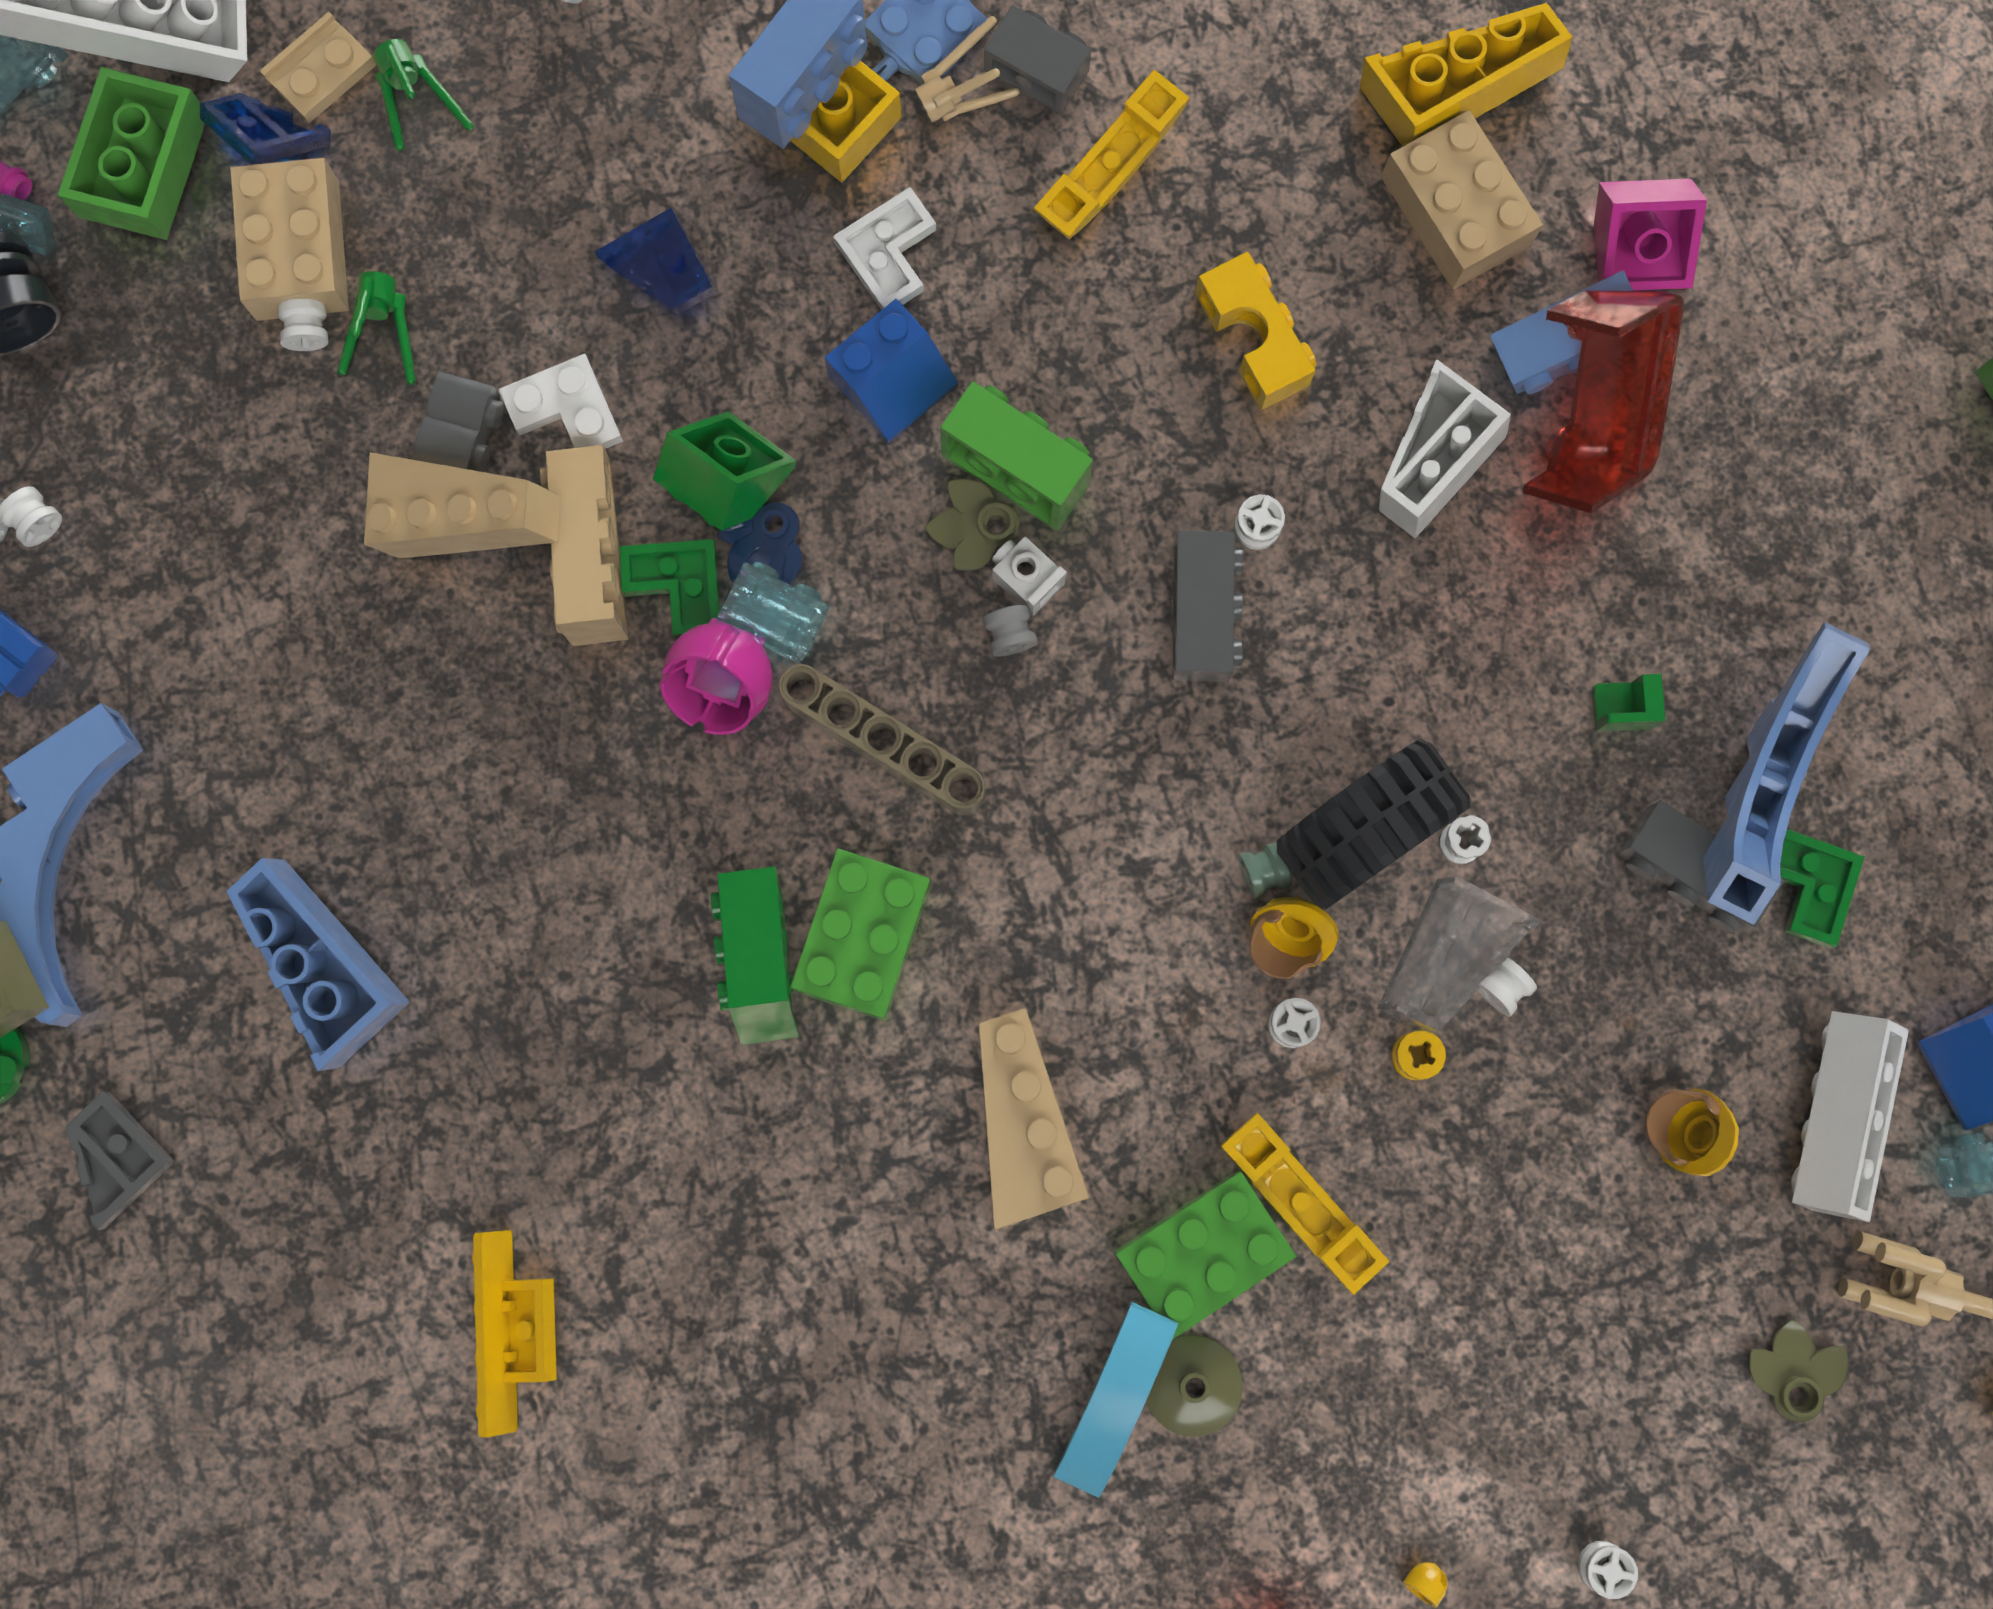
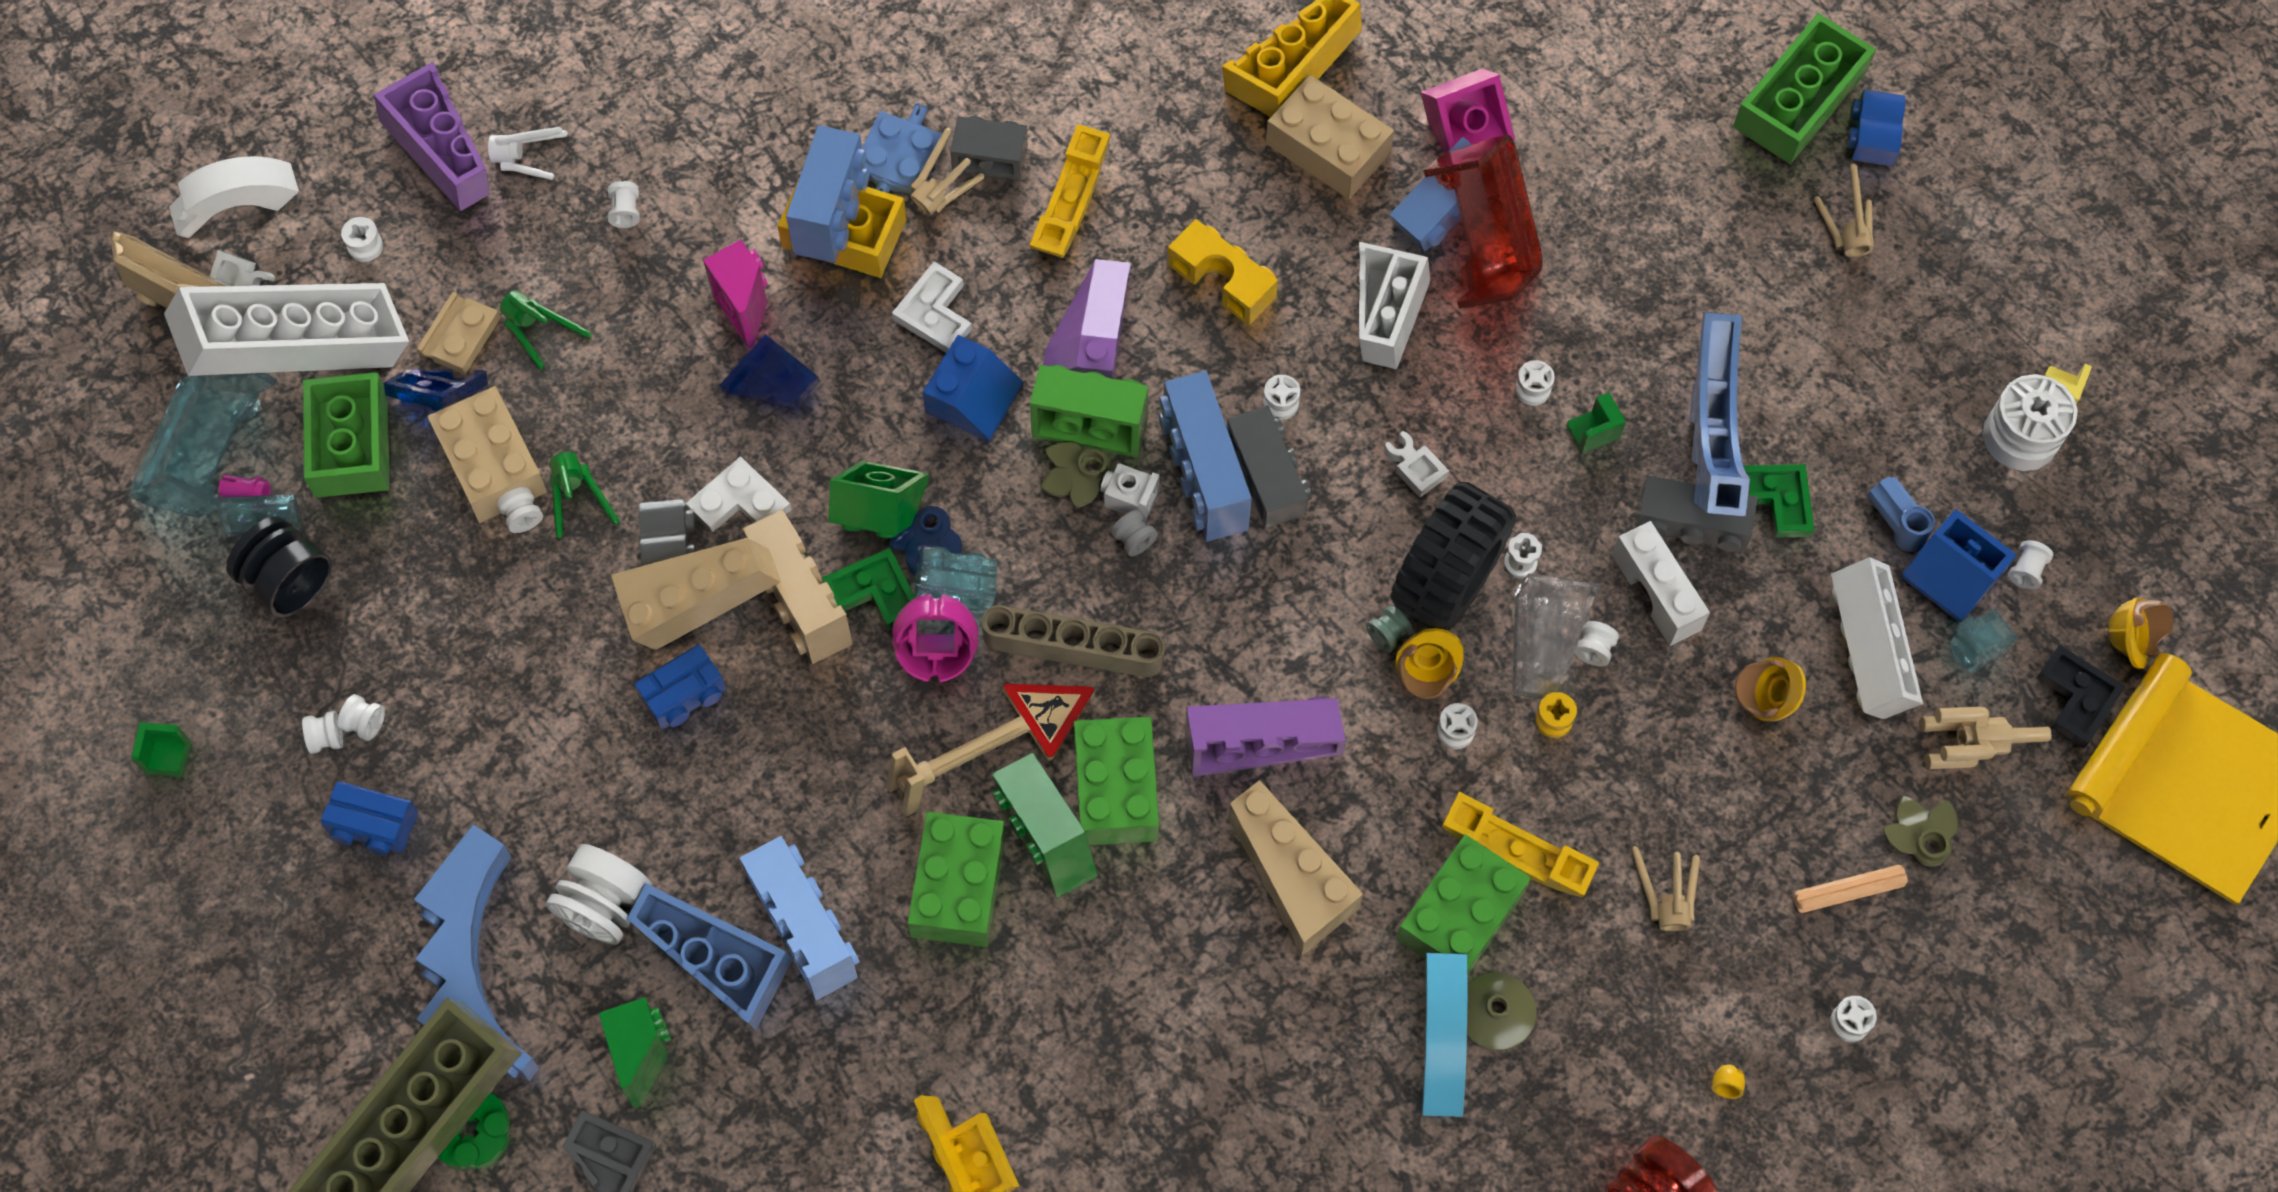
camera: 20 degrees left, 15 degrees down
(181, 1049) = (636, 1045): none -> green slope
(200, 854) = (601, 888): none -> white wheel
(404, 621) = (681, 687): none -> blue brick
(432, 959) = (800, 918): none -> light blue wedge
(629, 984) = (957, 879): none -> bright green brick
(661, 138) = (738, 288): none -> dark pink slope
(814, 815) = (1043, 712): none -> tan piece
(1058, 946) = (1262, 734): none -> medium lavender wedge
(1063, 348) = (1093, 322): none -> medium lavender wedge
(1133, 563) = (1205, 456): none -> medium blue brick
(1387, 678) = (1418, 468): none -> white plate
(1454, 1353) = (1674, 911): none -> tan plant
(1585, 614) = (1534, 373): none -> white wheel
(1623, 965) = (1675, 602): none -> white arch
(1677, 1408) = (1850, 888): none -> light nougat axle
(1953, 960) = (1900, 512): none -> medium blue piece

